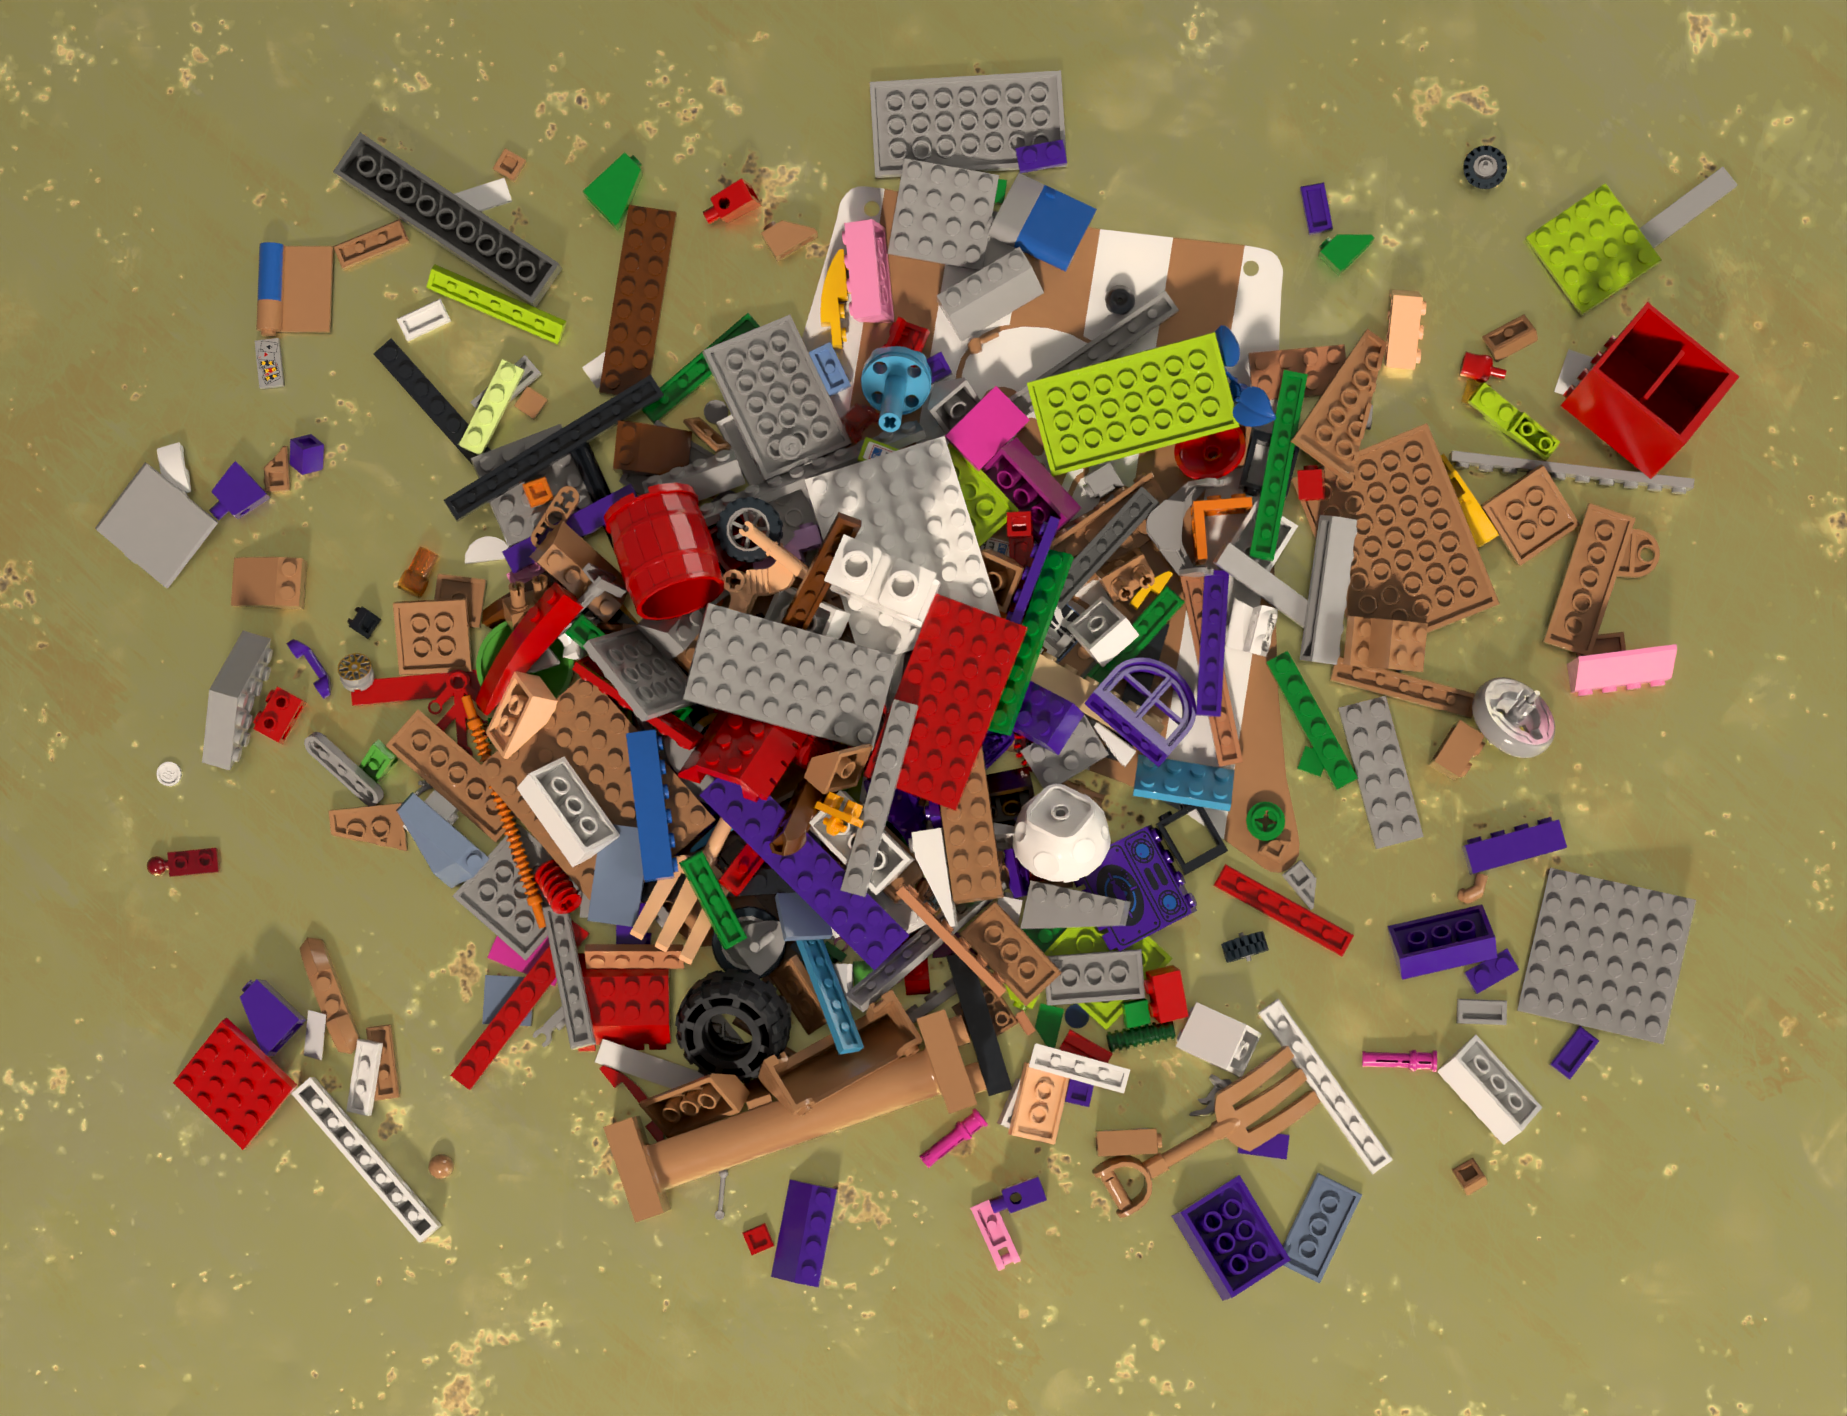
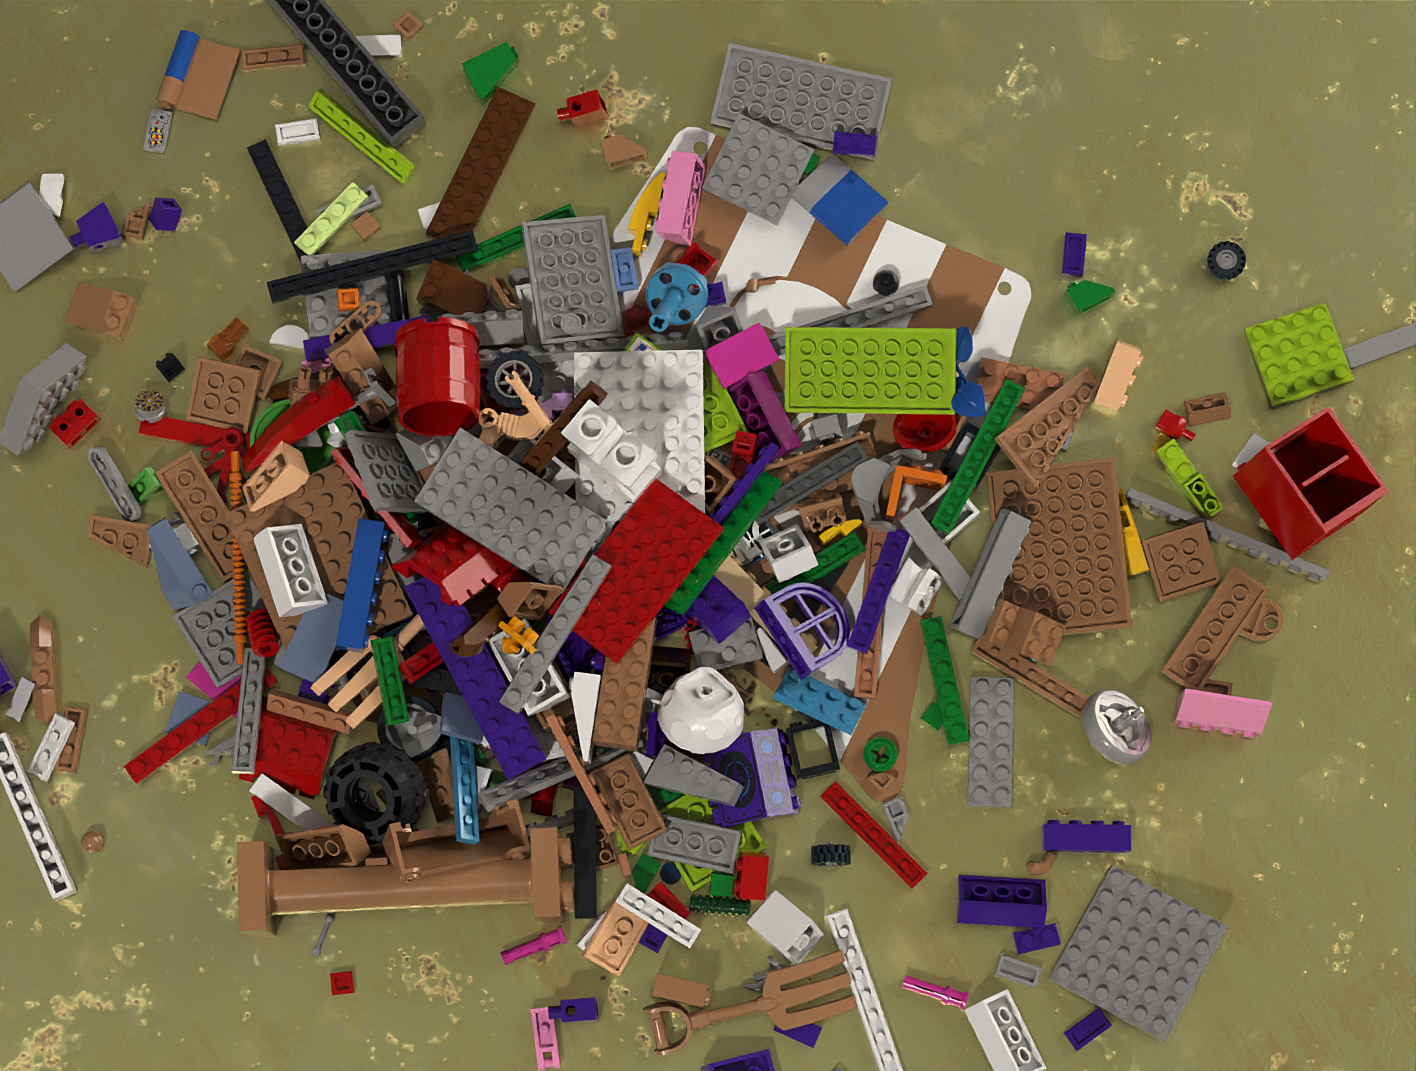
camera: 10 degrees right, 5 degrees down
(323, 684) = (119, 408): dark purple bar -> none
(804, 1233) = (383, 989): dark purple slope -> none
(990, 294) = (777, 246): light grey slope -> none
(1311, 483) = (1001, 480): red brick -> none
(1457, 750) = (1059, 741): medium nougat brick -> none

